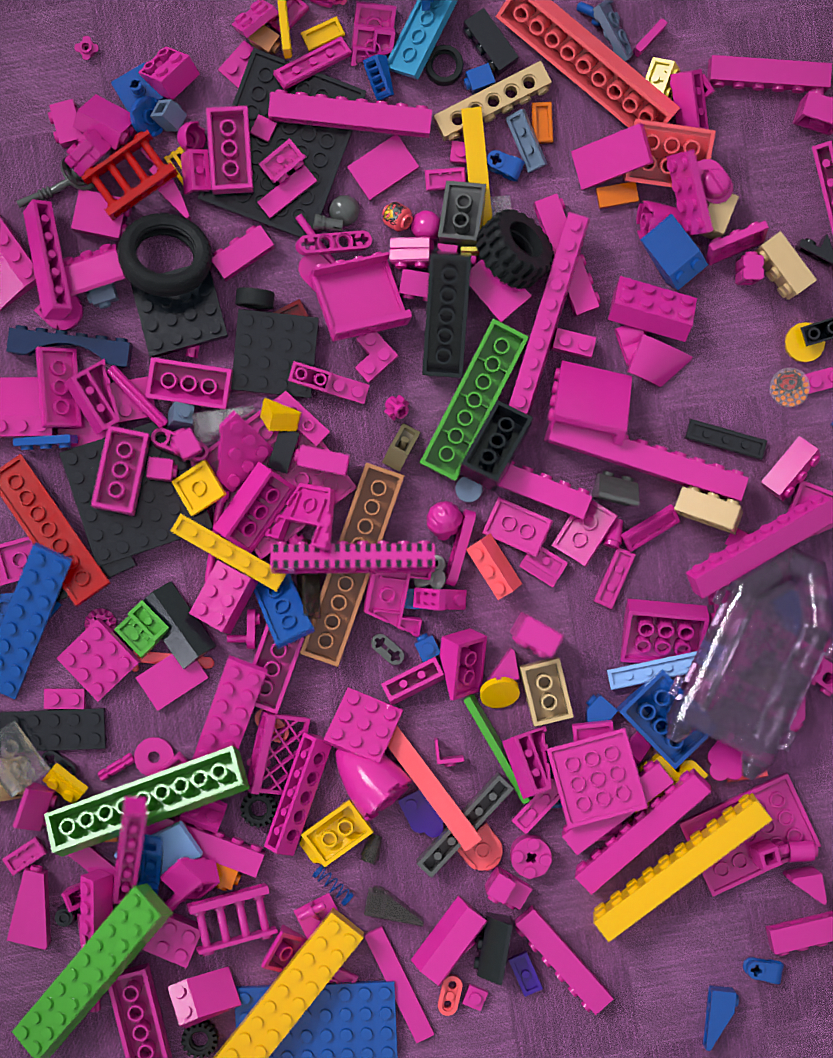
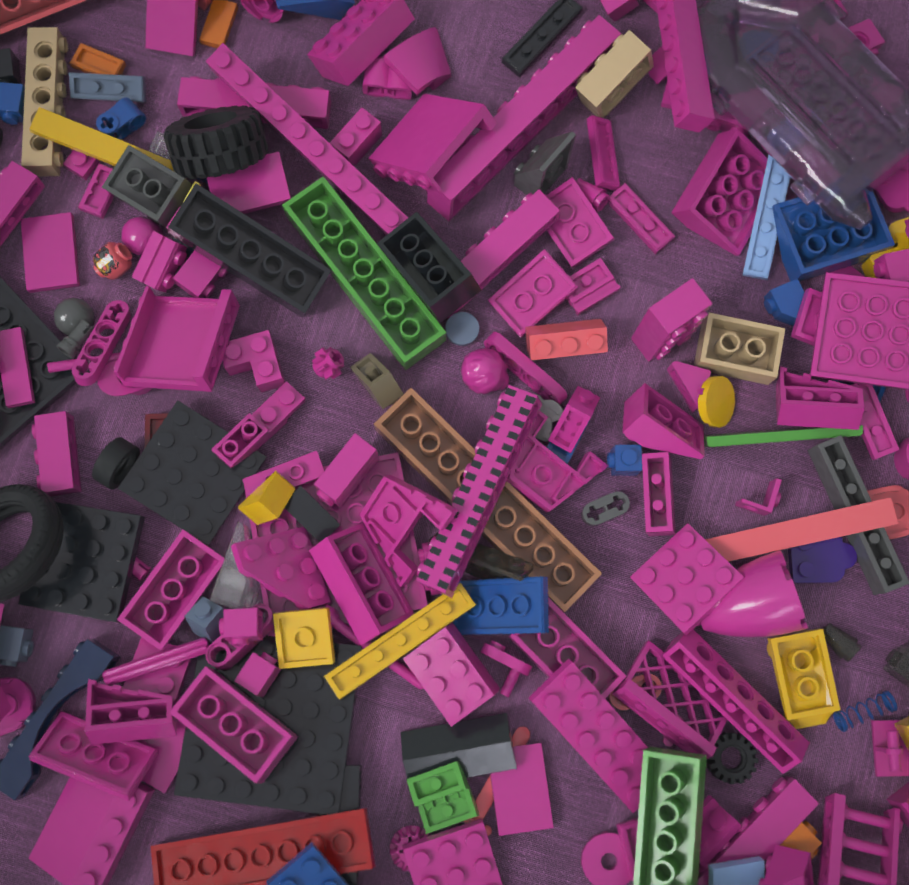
camera: 60 degrees left, 10 degrees down
(45, 442) = (151, 805): blue plate -> none

